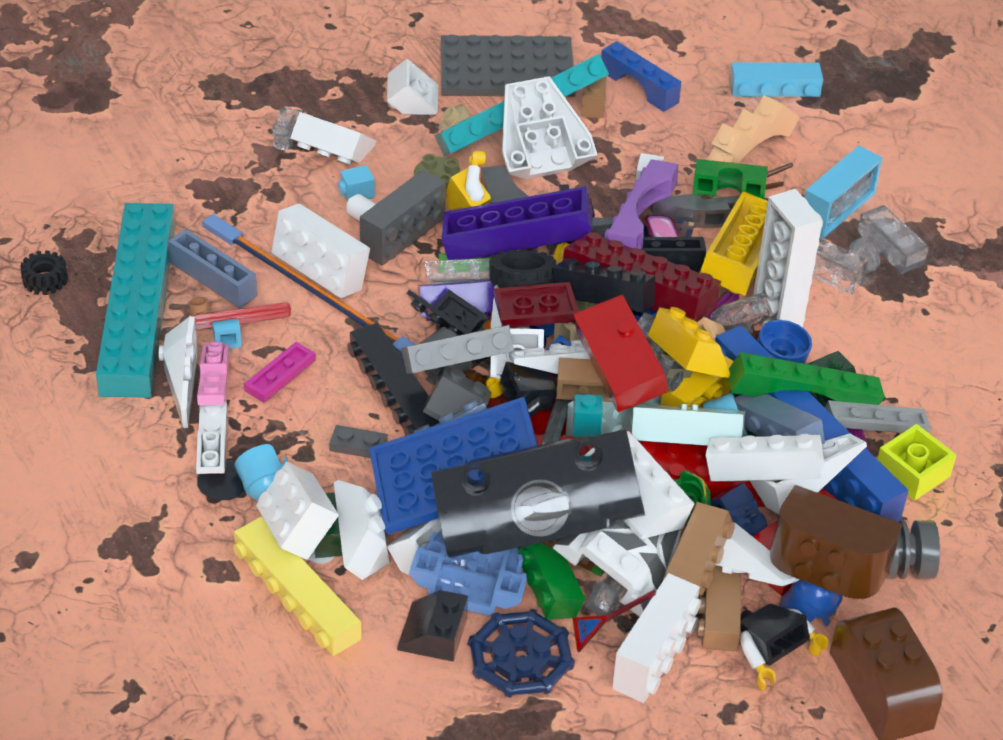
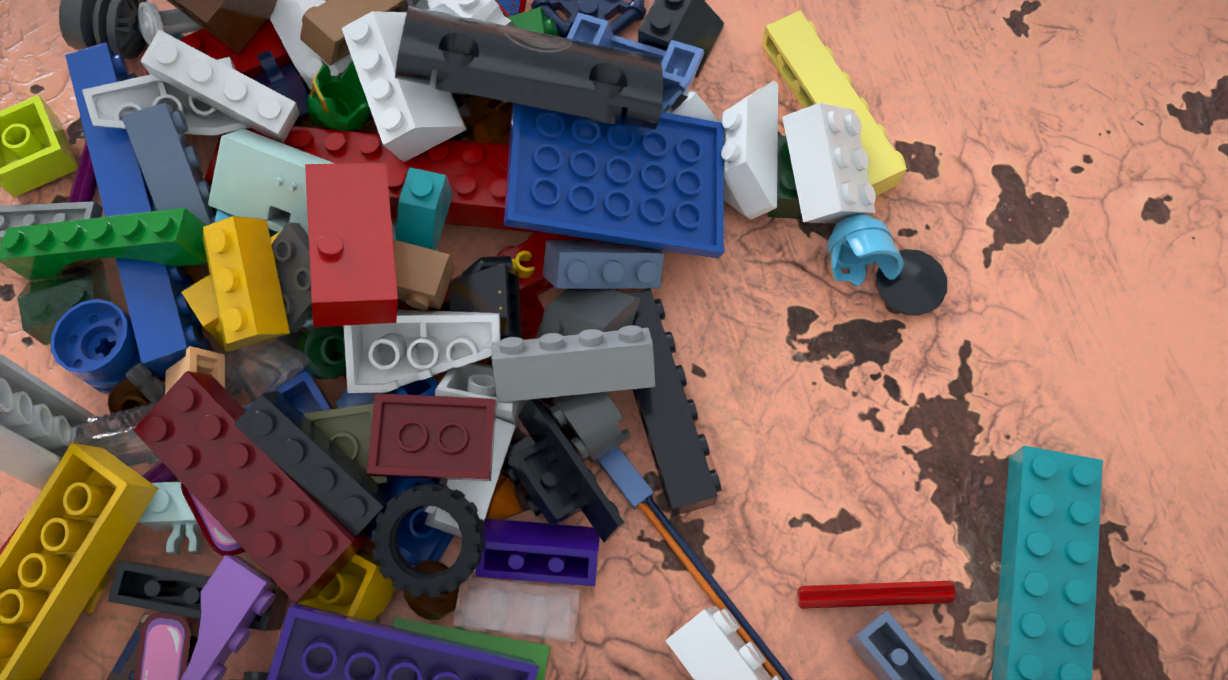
camera: 165 degrees left, 25 degrees up
(180, 364) = (973, 487): white wedge -> none
(199, 306) = (951, 619): nougat plate -> none
(212, 439) = (928, 329): white slope -> none
(213, 374) = (922, 456): bright pink slope -> none
(227, 332) = (901, 556): medium azure brick -> none
(279, 372) = (824, 459): dark pink plate -> none
(355, 441) = (727, 319): dark grey plate -> none
(556, 421) = (475, 198): dark grey axle -> none

